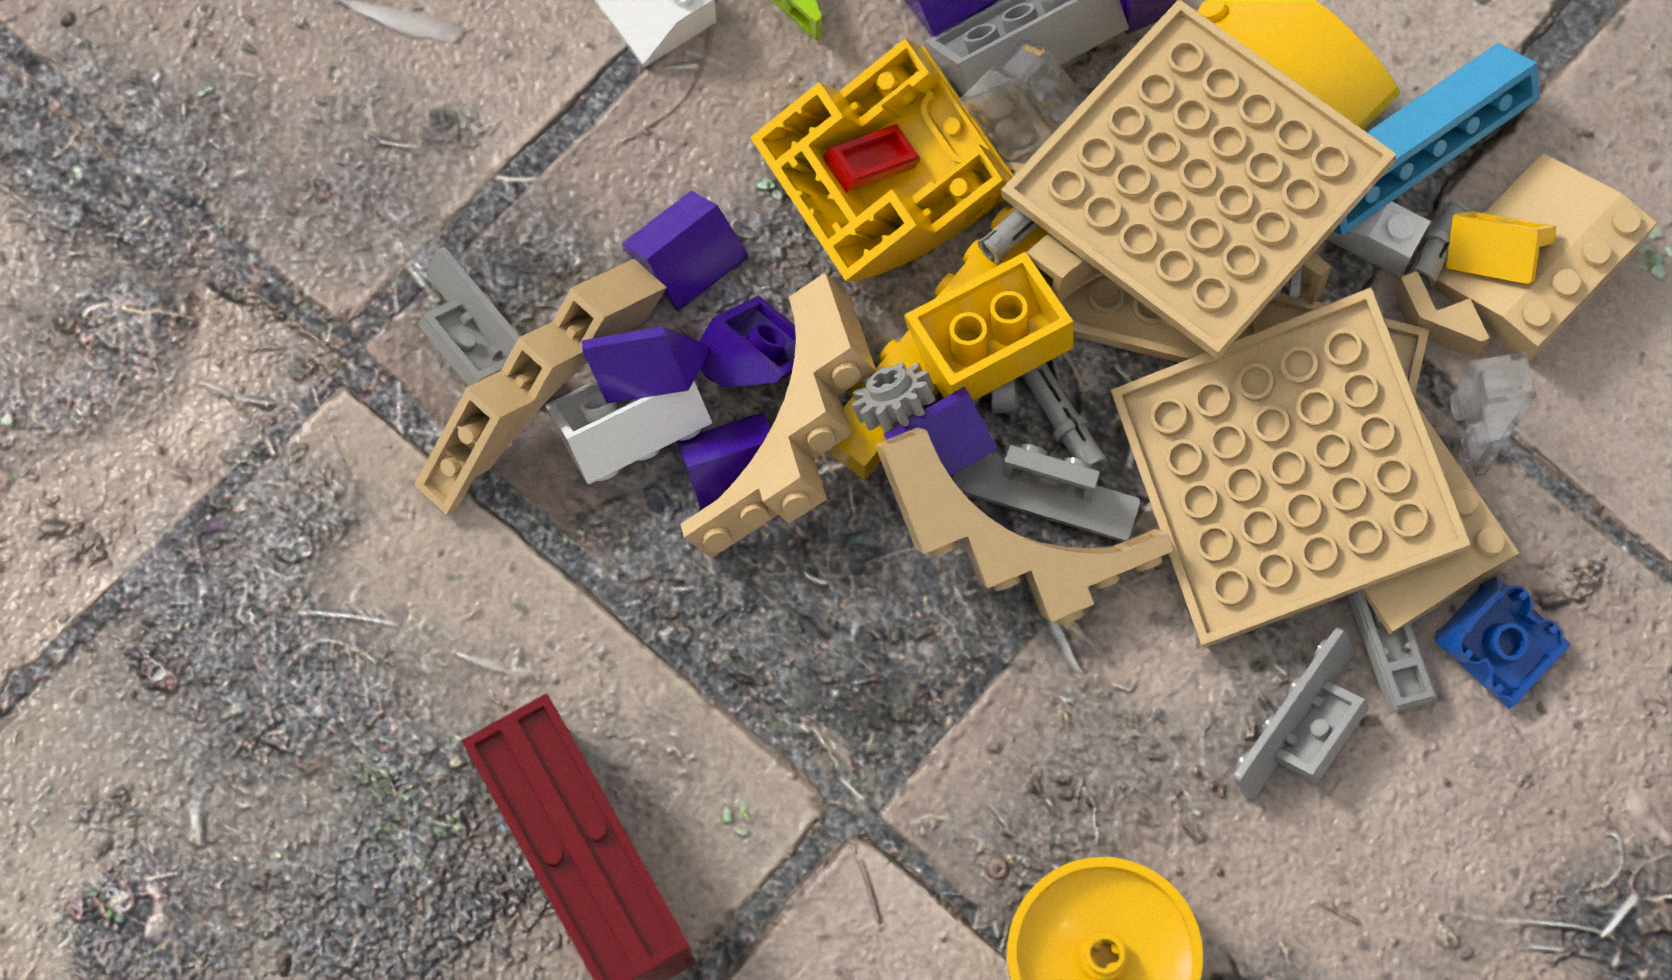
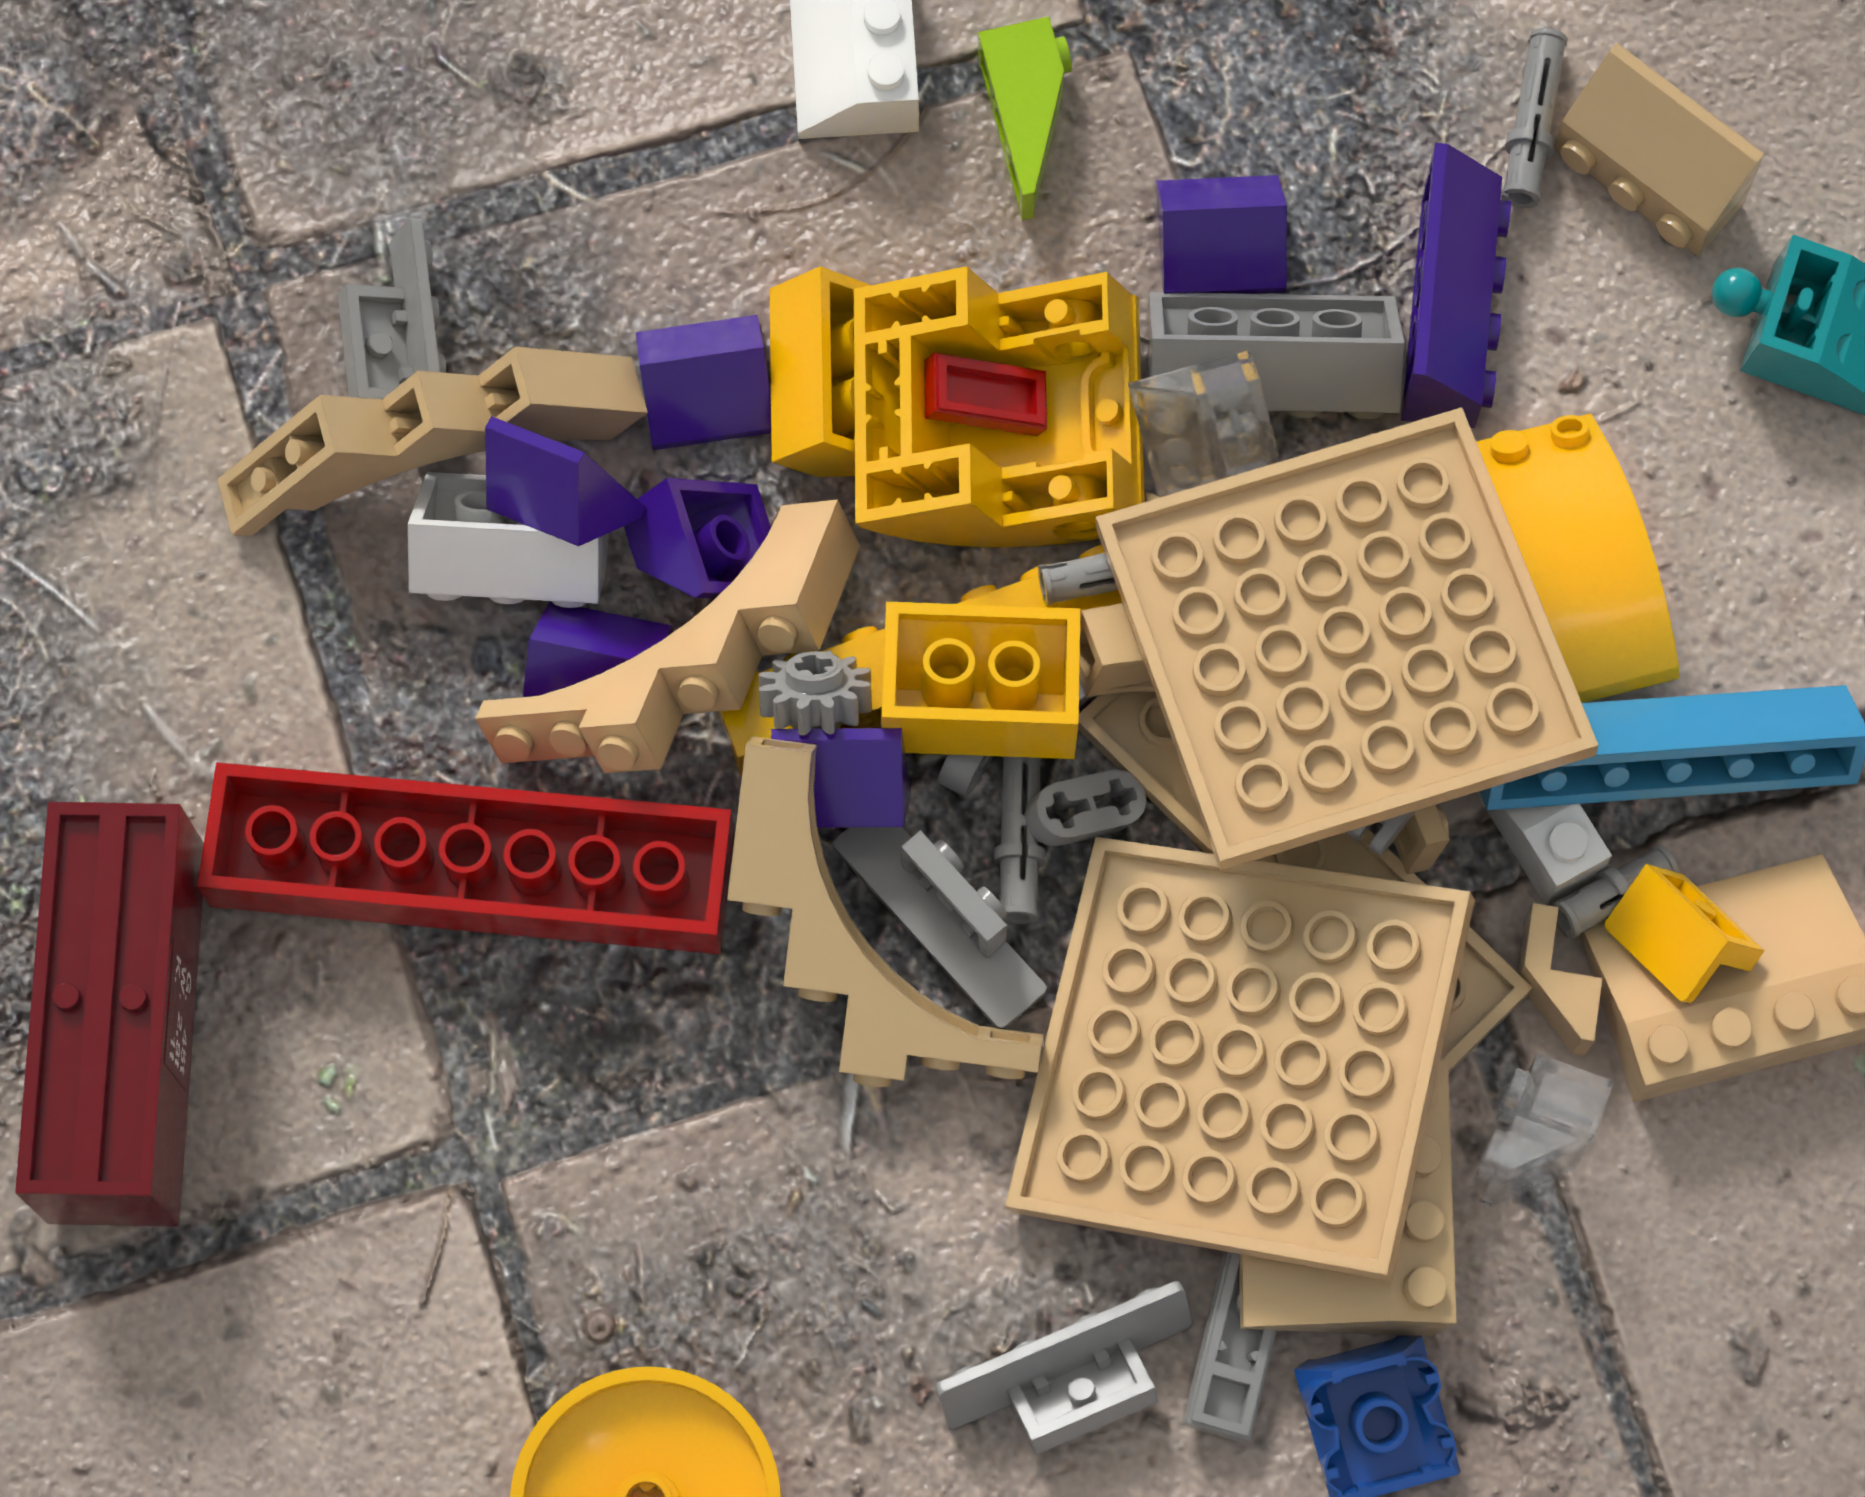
camera: 30 degrees right, 0 degrees up
(735, 626) = (467, 858): none -> red brick
(756, 204) = (813, 373): none -> yellow slope
(1099, 381) = (1082, 794): none -> light grey beam

